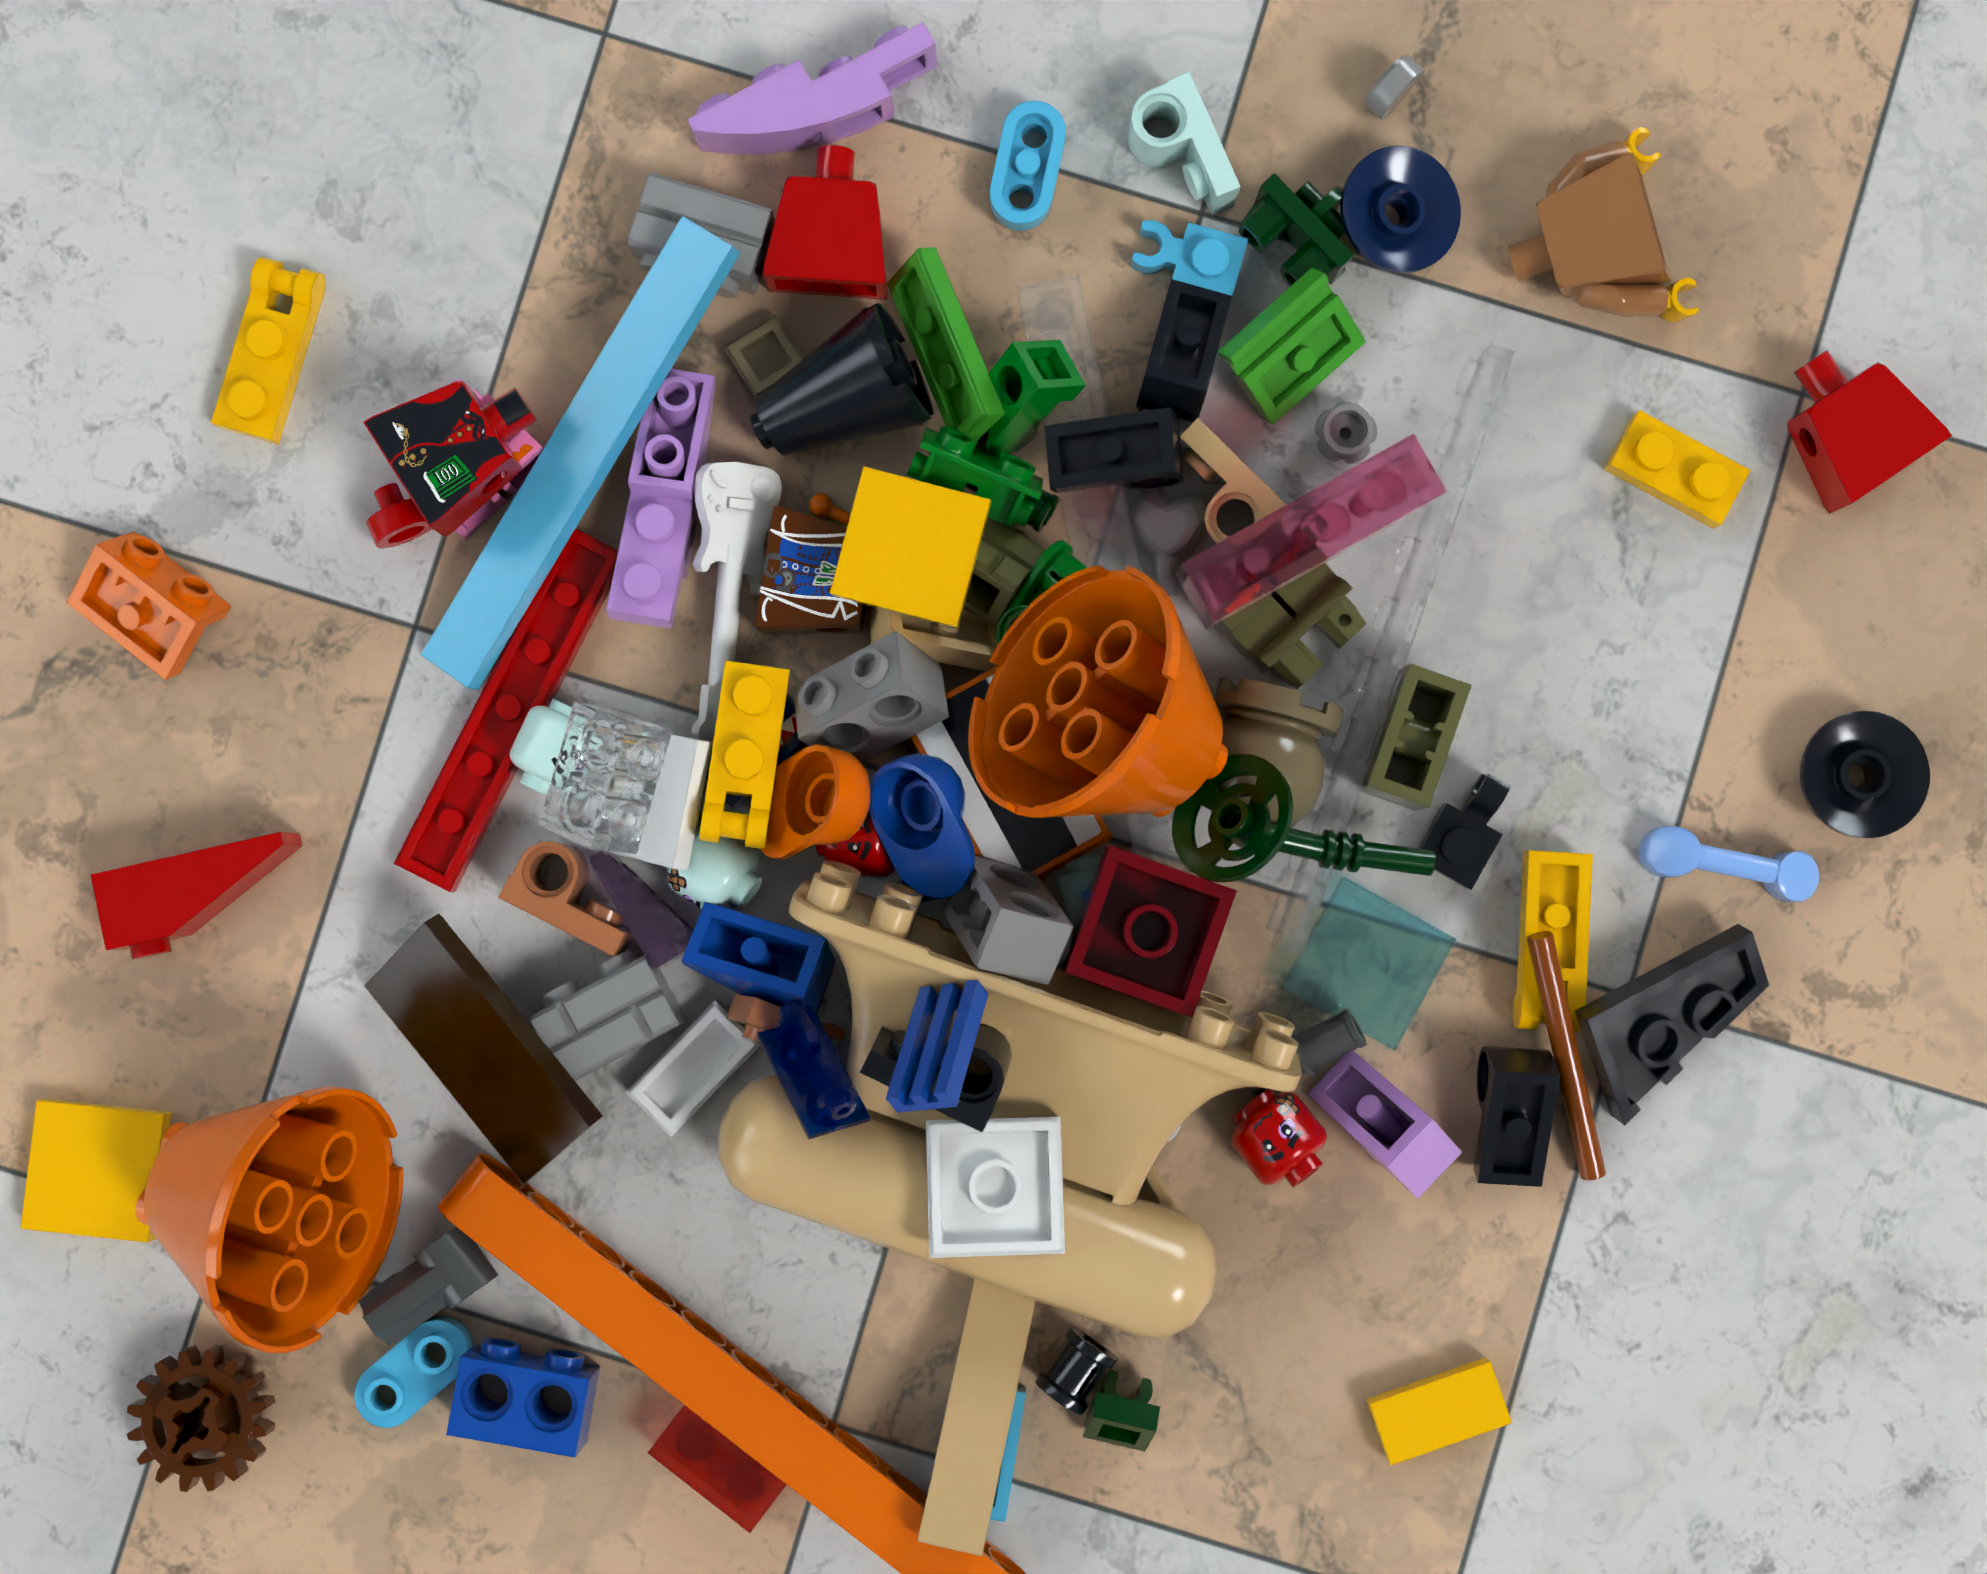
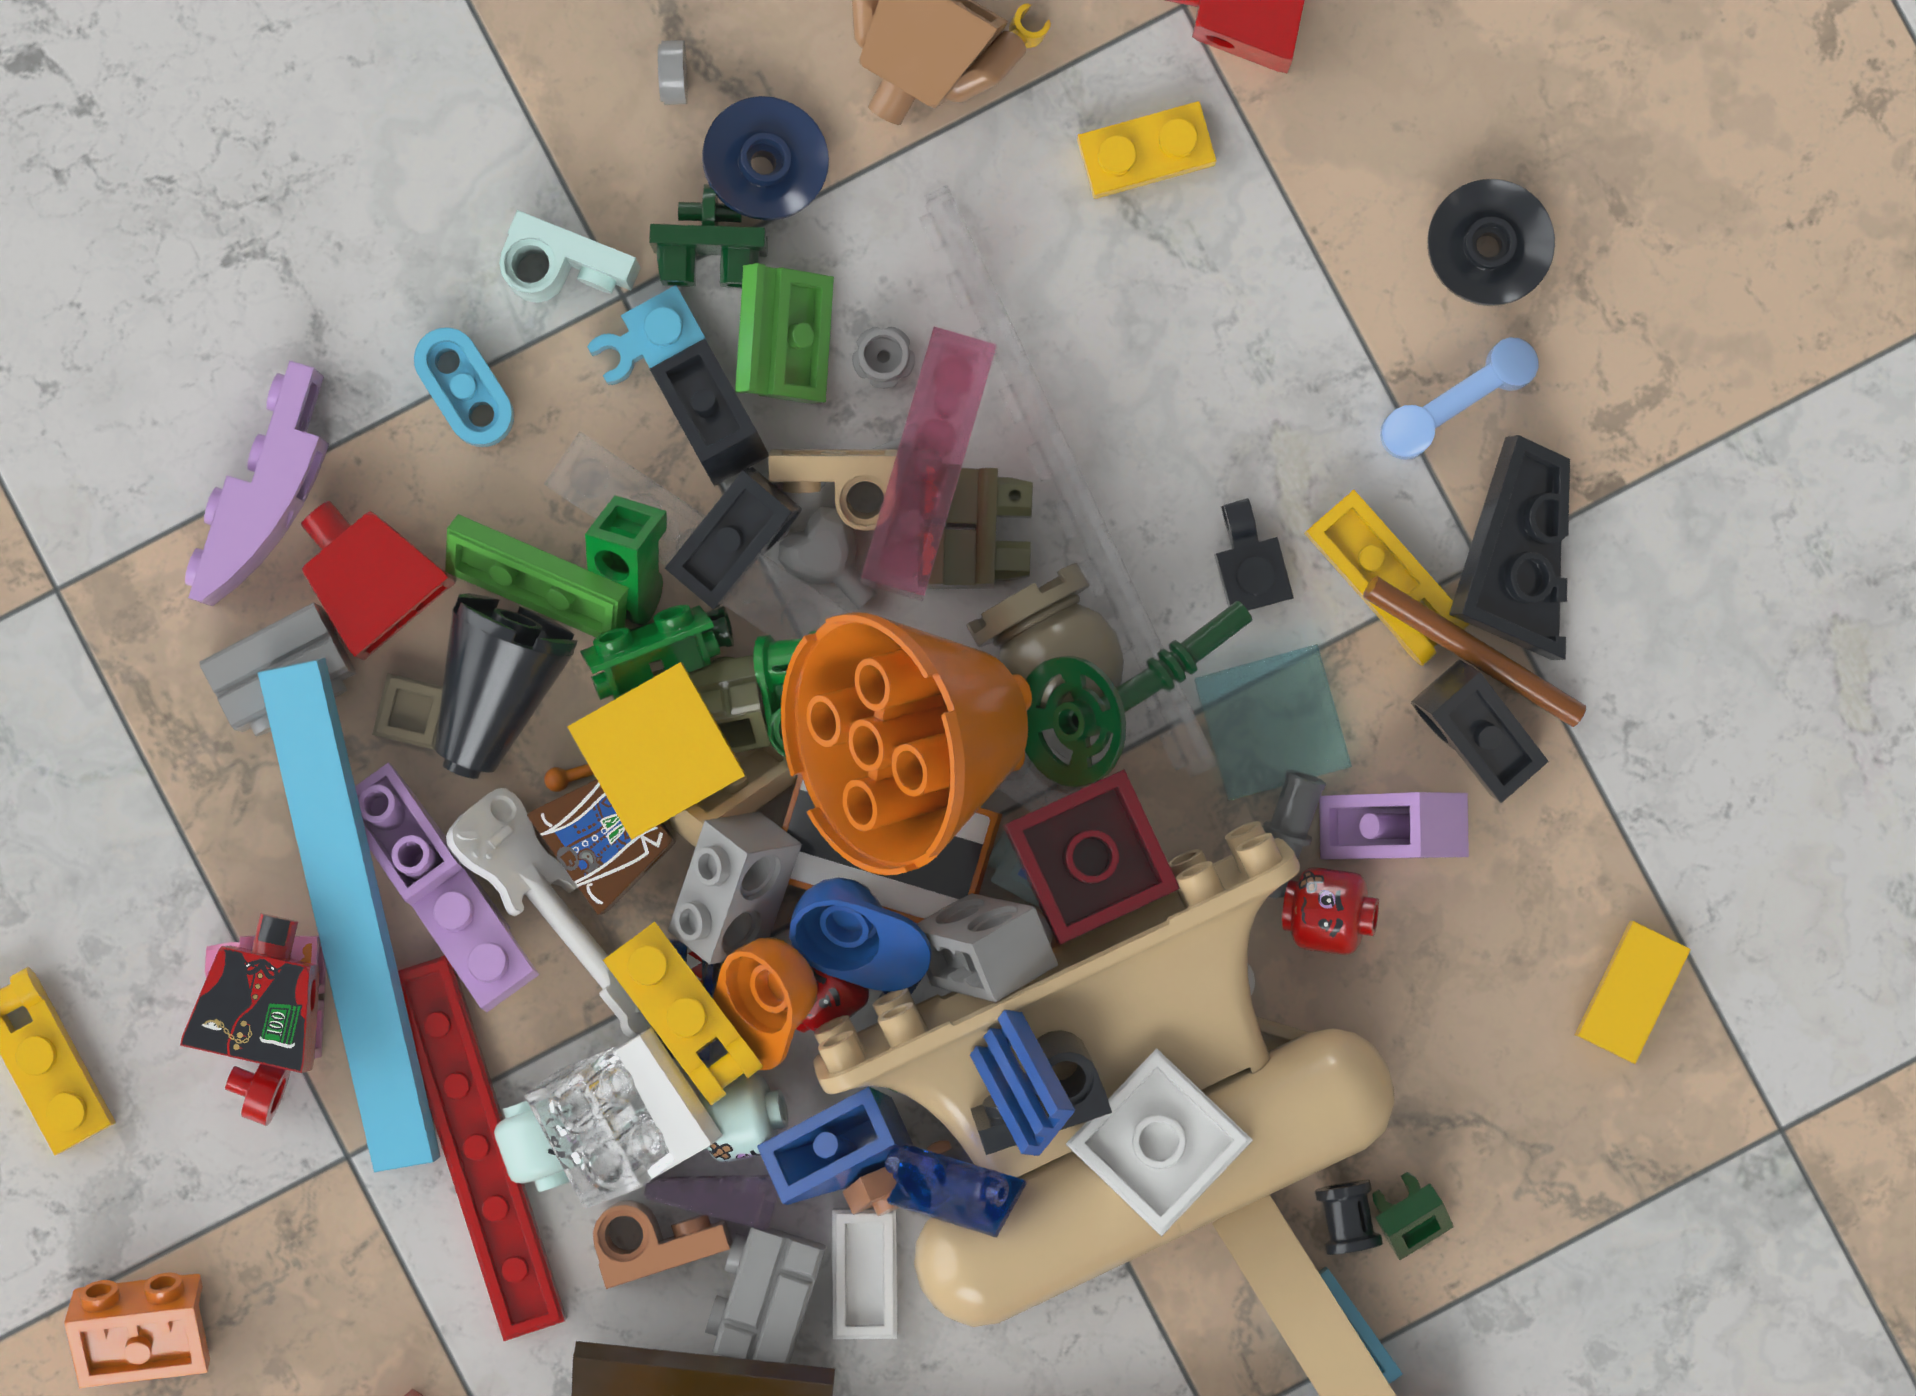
camera: 45 degrees left, 0 degrees up
(1416, 738) = (1146, 531): olive brick -> none

